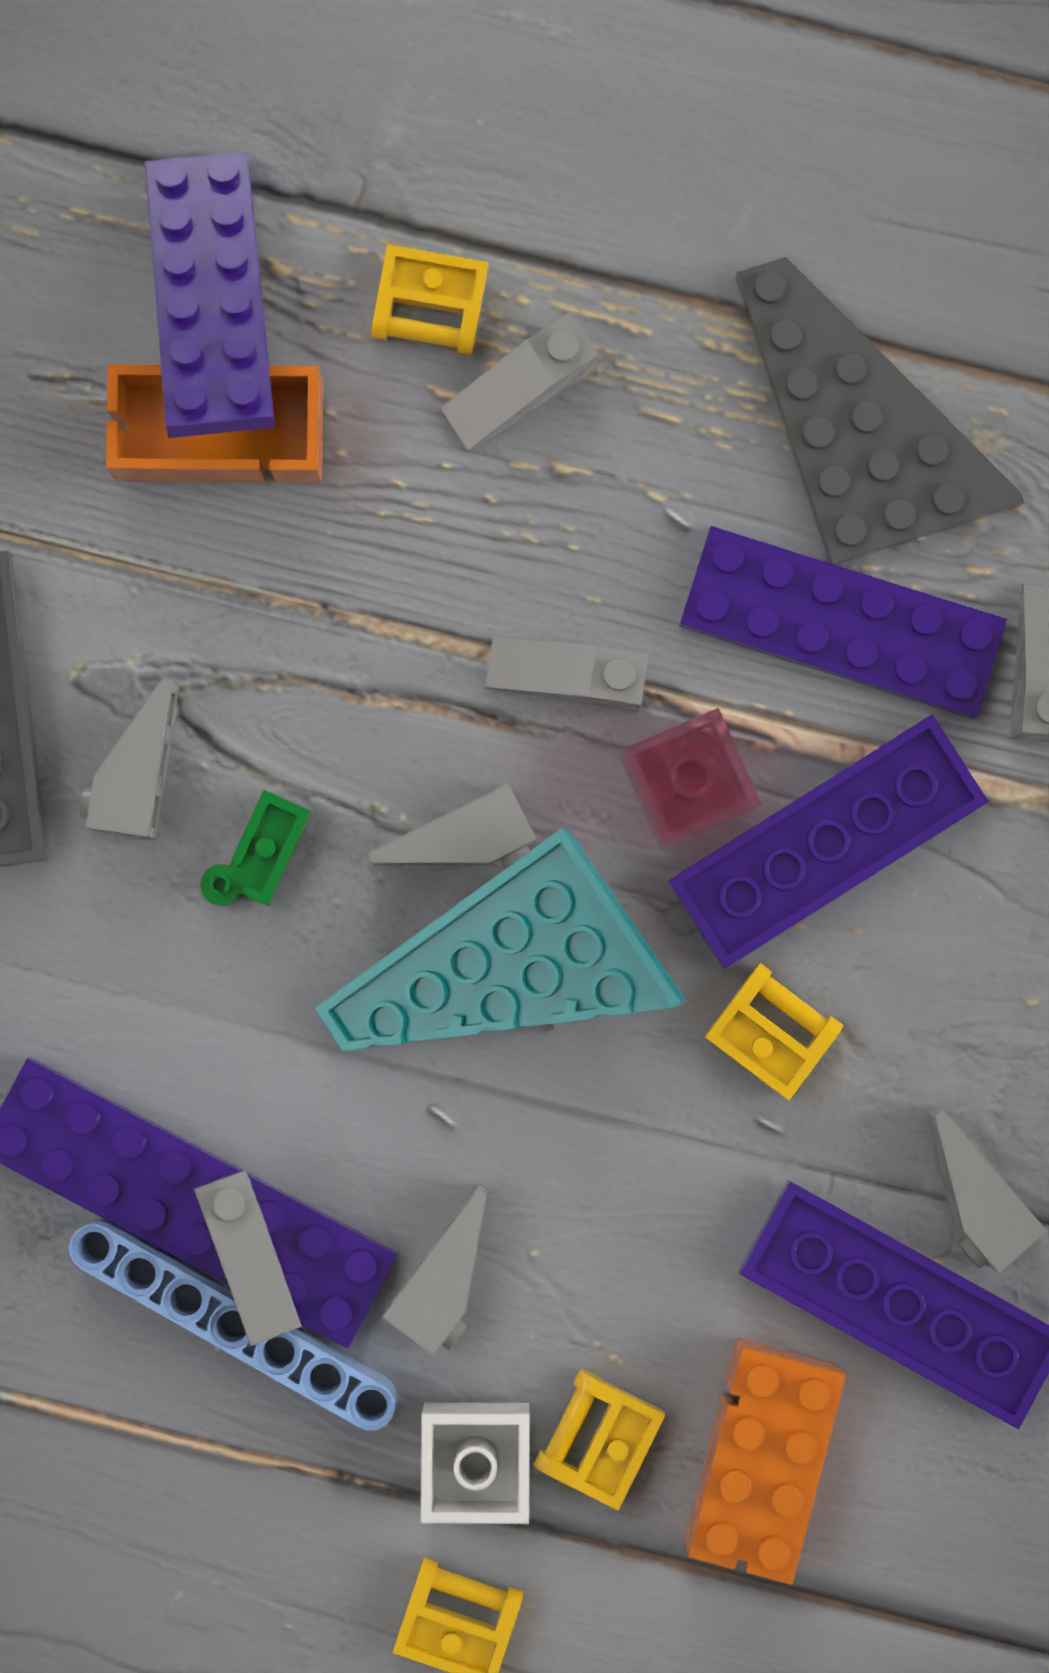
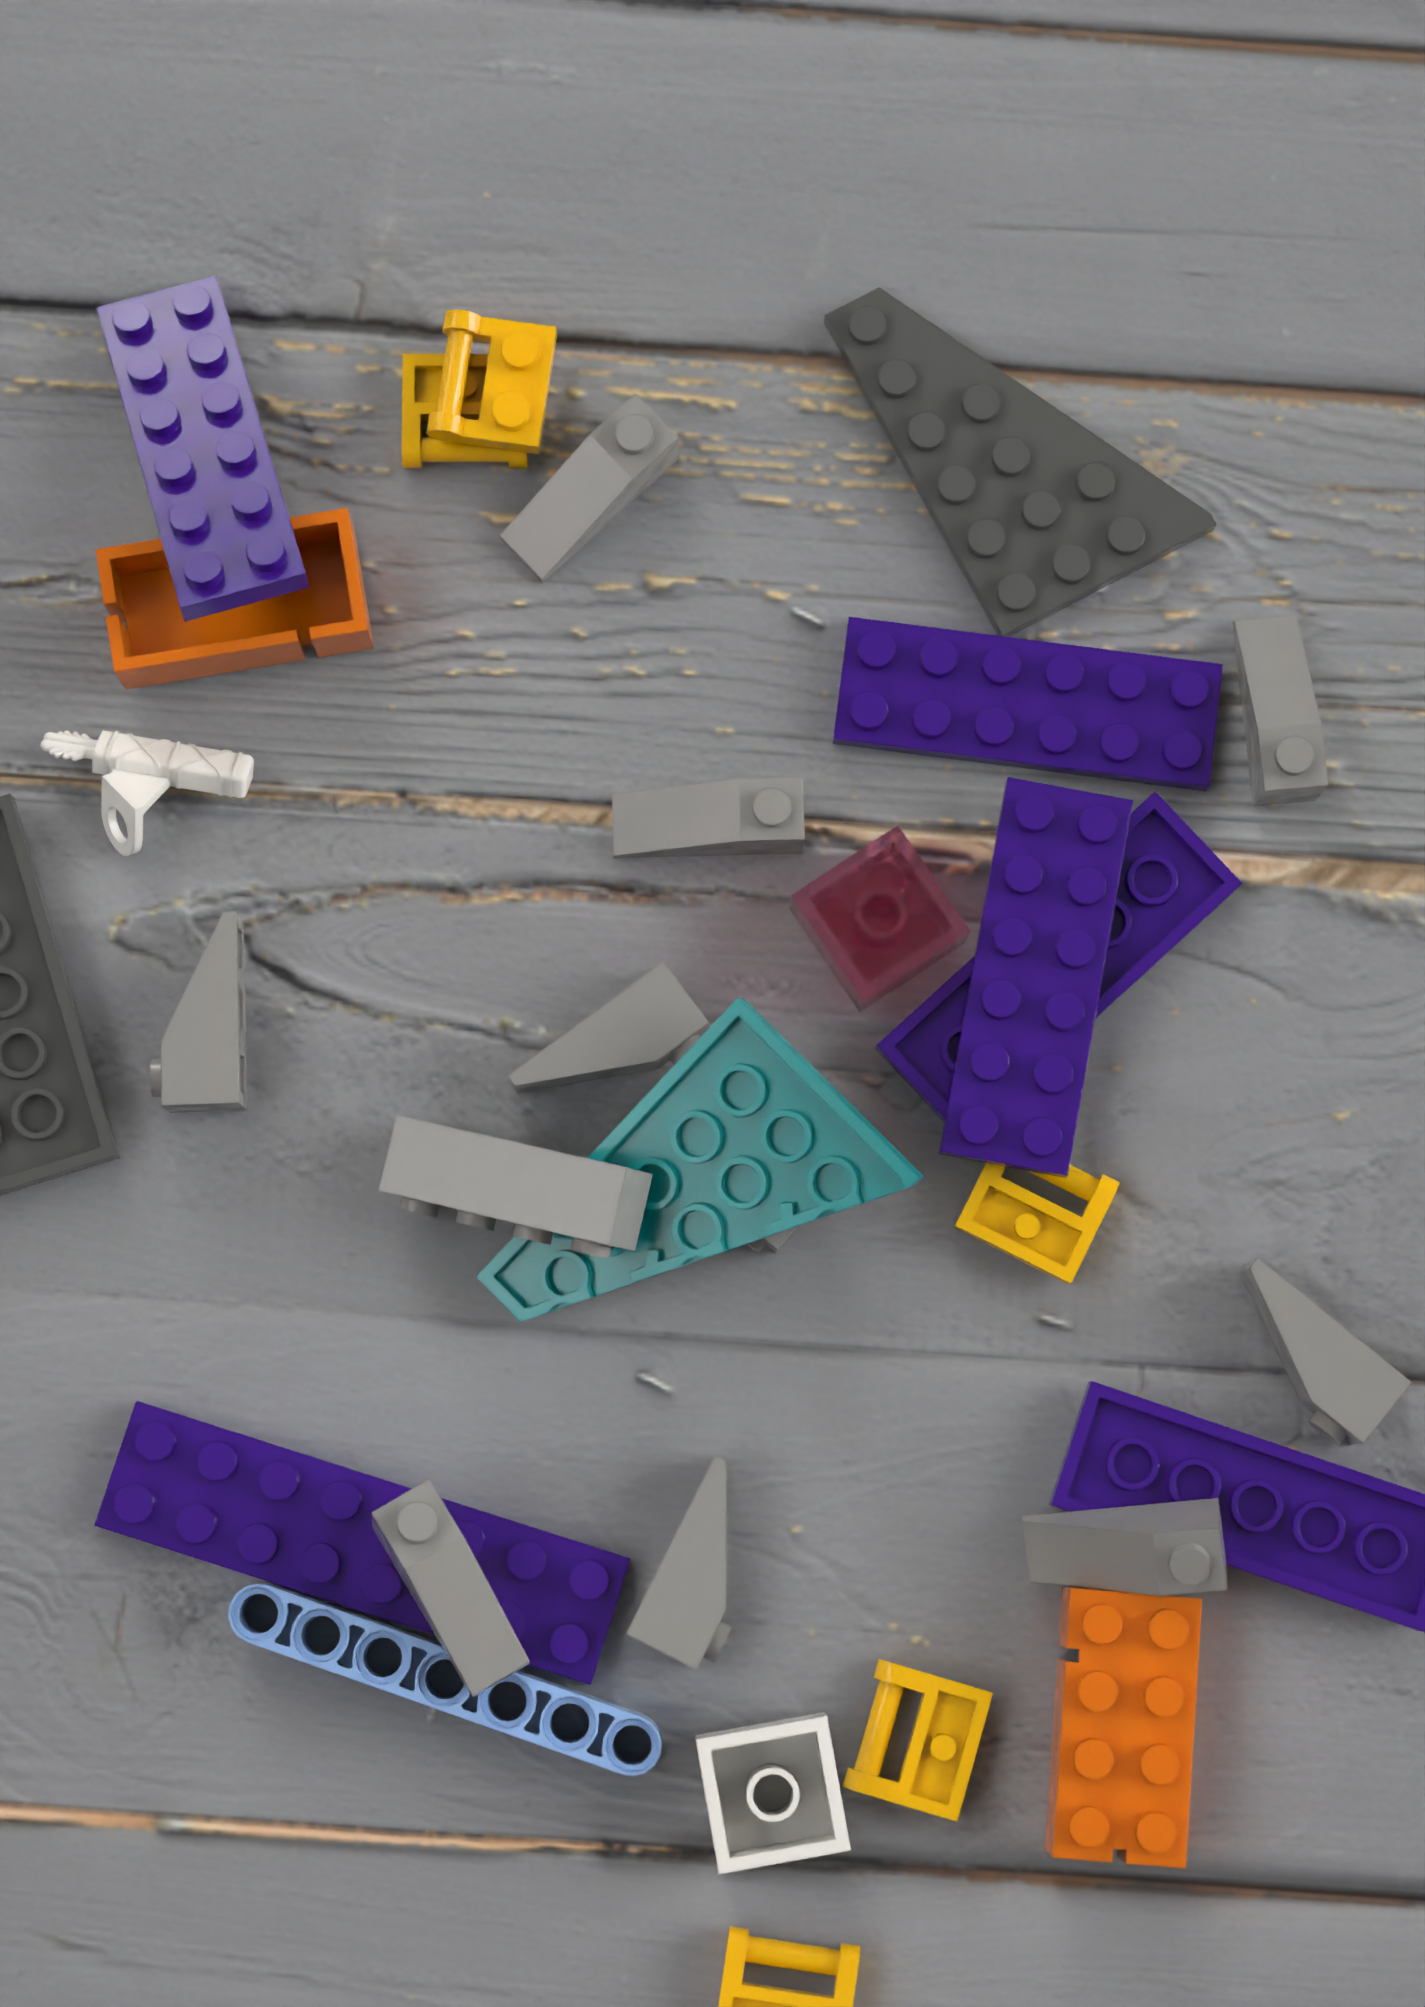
camera: 10 degrees left, 5 degrees down
(118, 549) = (143, 768): none -> white piece
(260, 854) = (382, 1087): green hinge -> none
(358, 944) = (517, 1184): none -> light grey brick
(472, 286) = (513, 384): none -> yellow plate
(797, 1323) = (1130, 1548): none -> light grey slope
(807, 848) = (1036, 977): none -> dark purple plate

